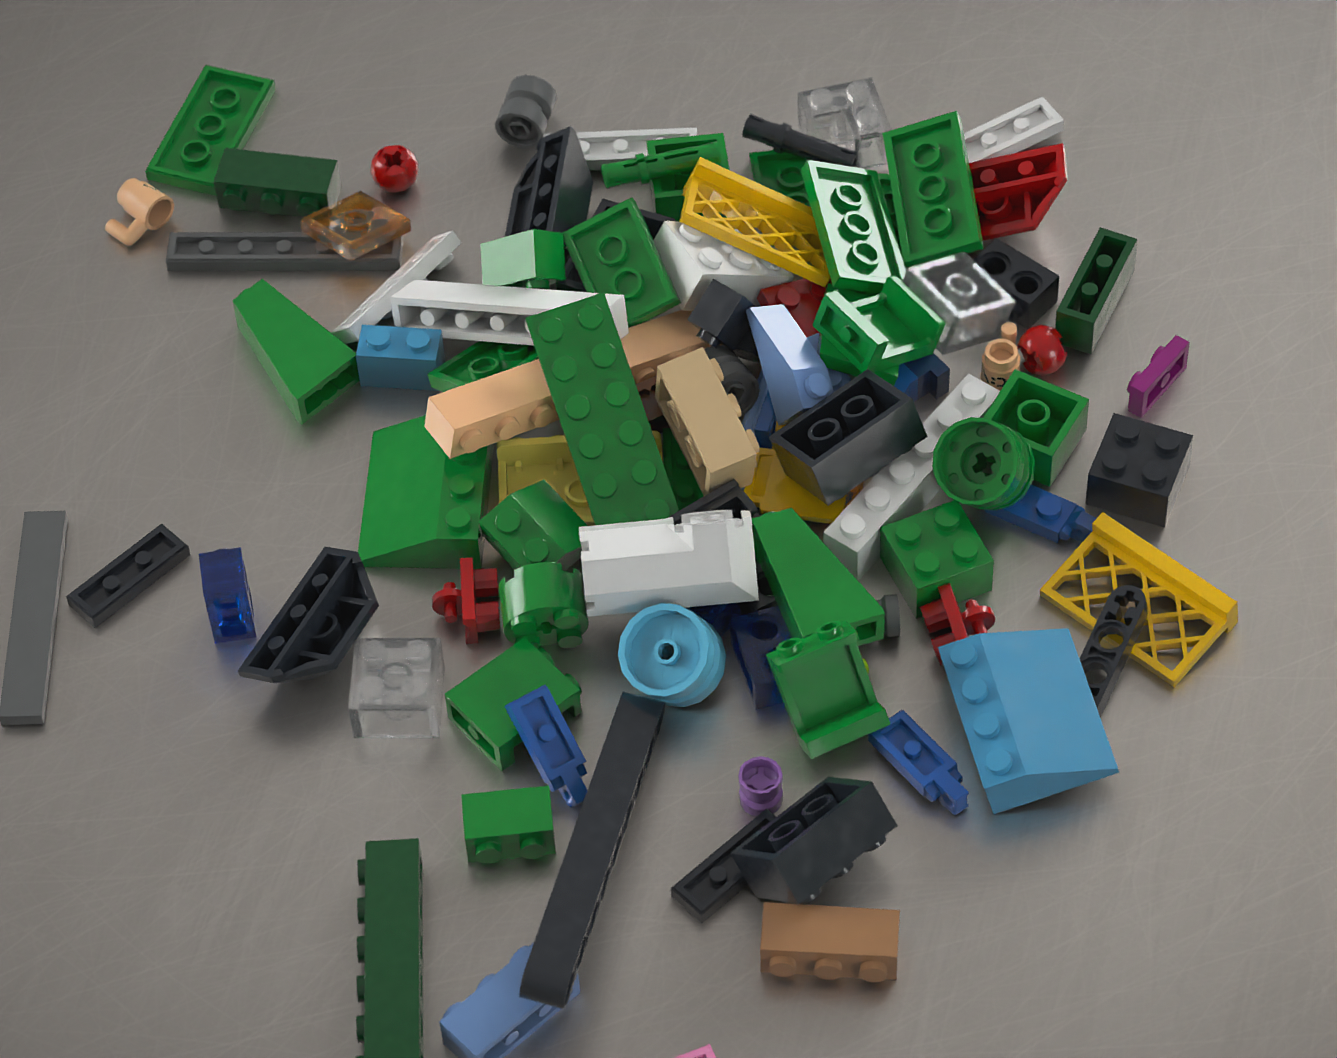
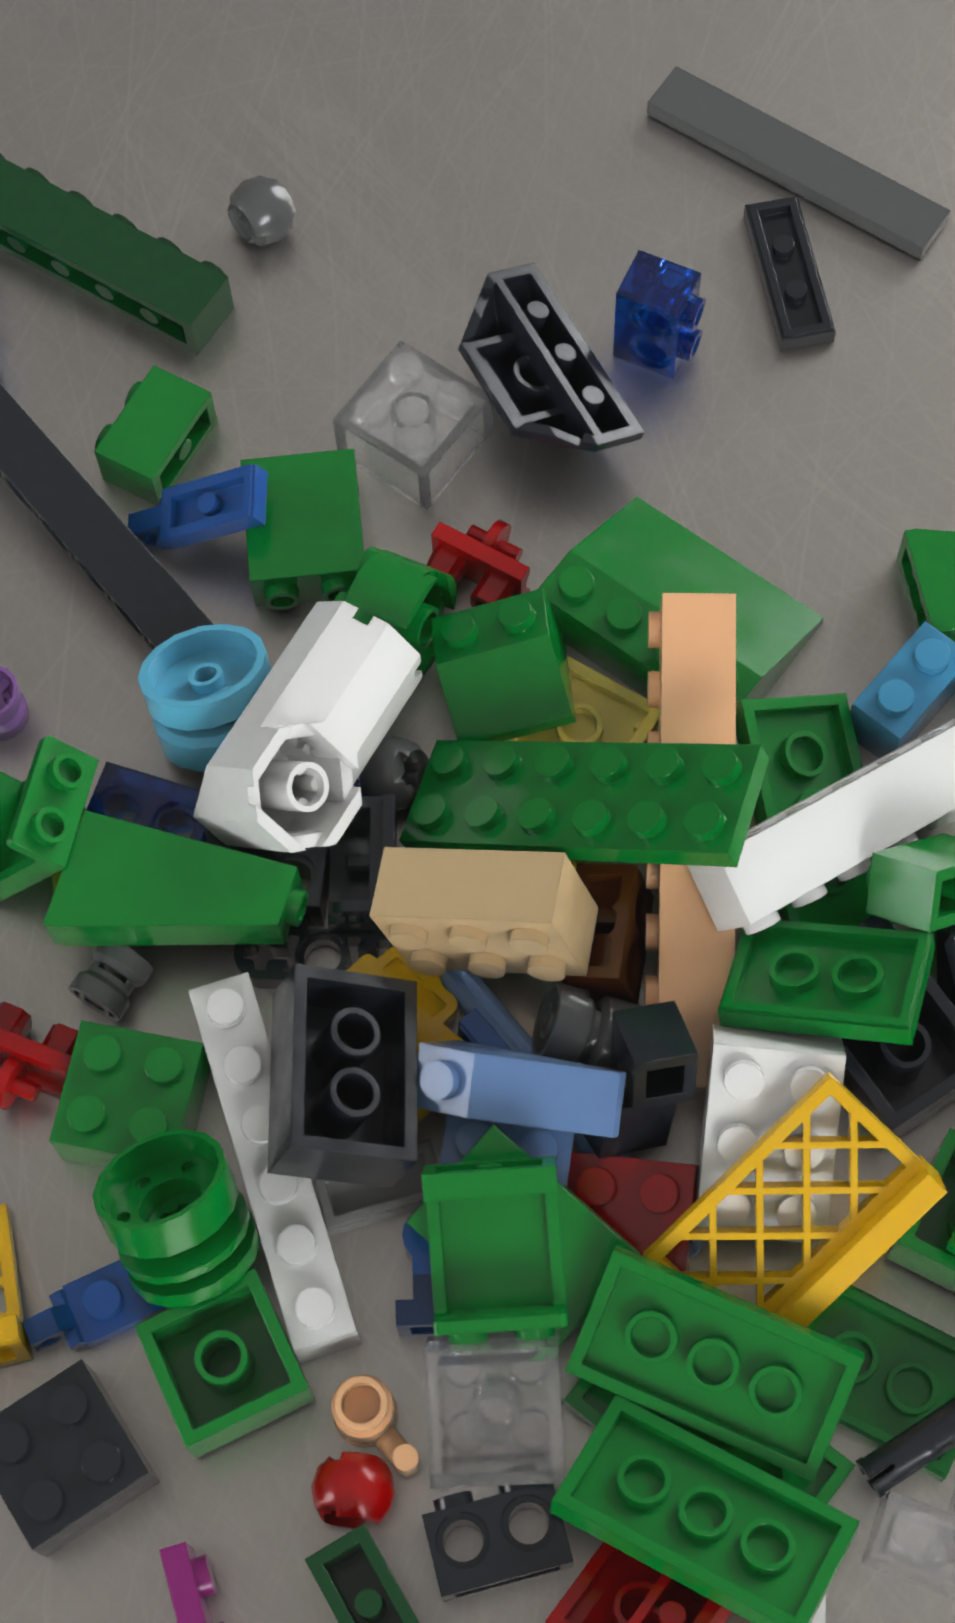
camera: 125 degrees right, 15 degrees up
(289, 876) = (261, 210): none -> dark grey piece

